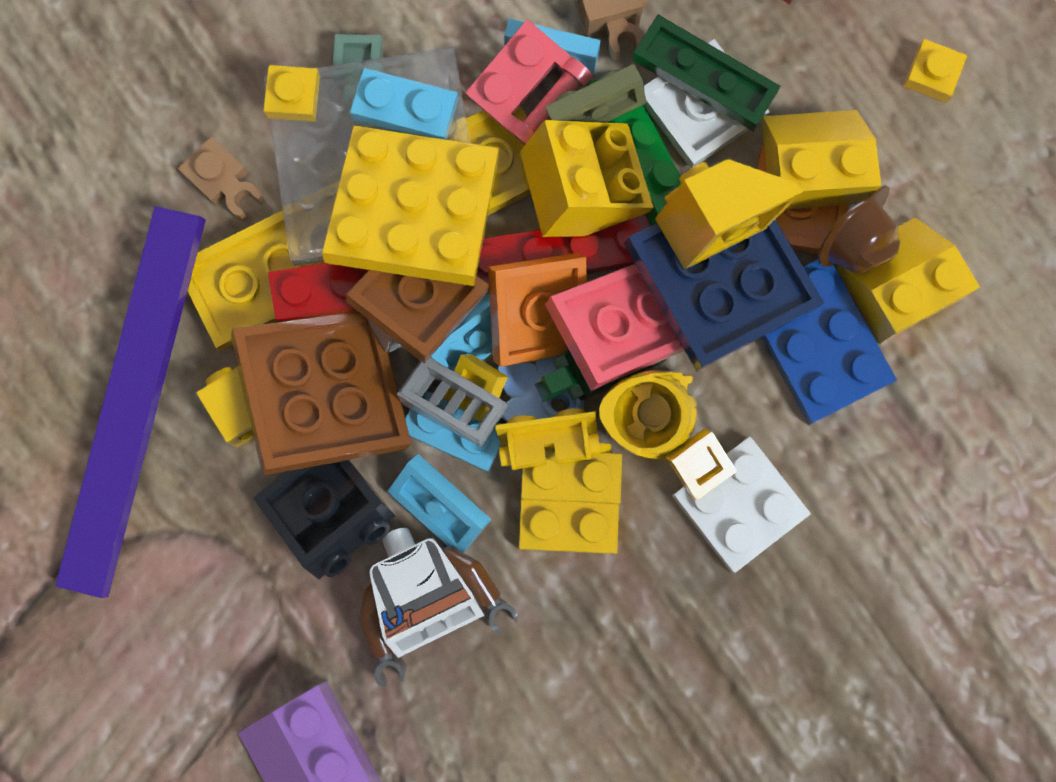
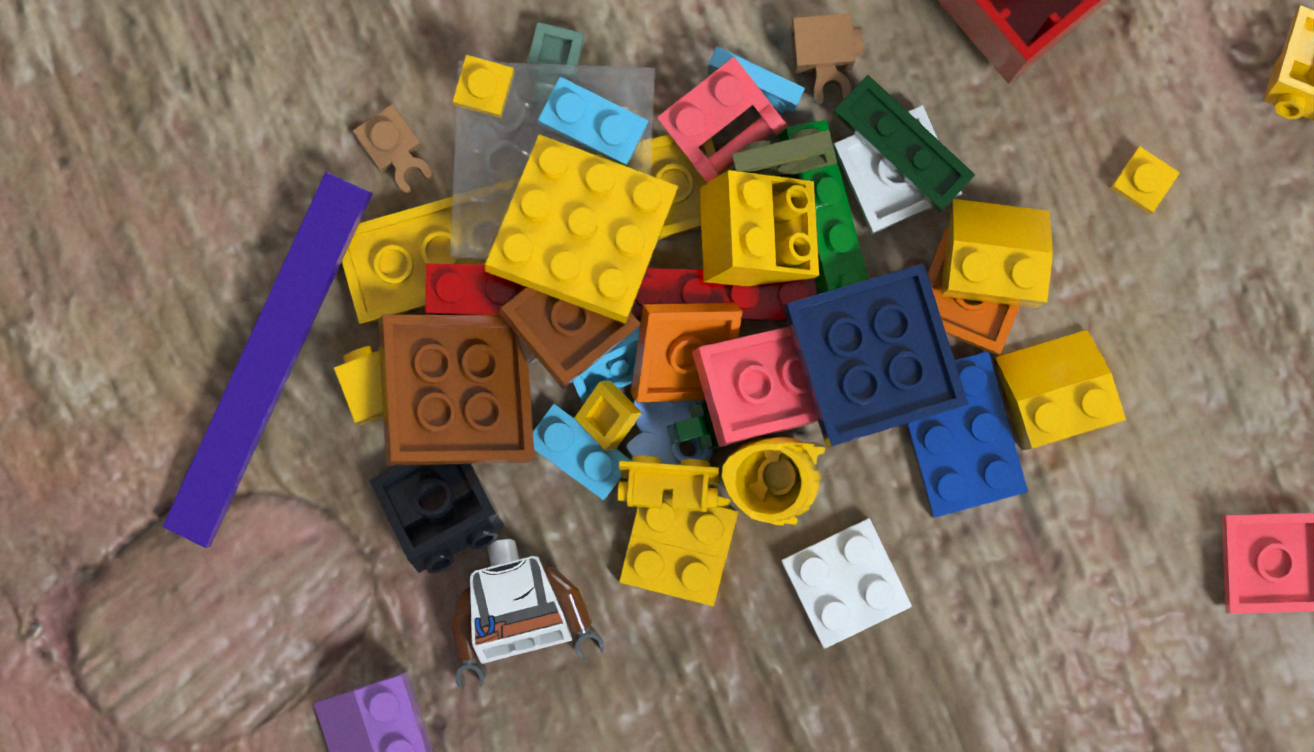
camera: 10 degrees right, 5 degrees up
(420, 381) = (554, 400): light grey slope -> none
(438, 504) = (549, 523): medium azure plate -> none
(701, 463) = (812, 537): plate -> none
(721, 208) = (878, 298): yellow slope -> none
(862, 236) = (1022, 346): reddish brown piece -> none

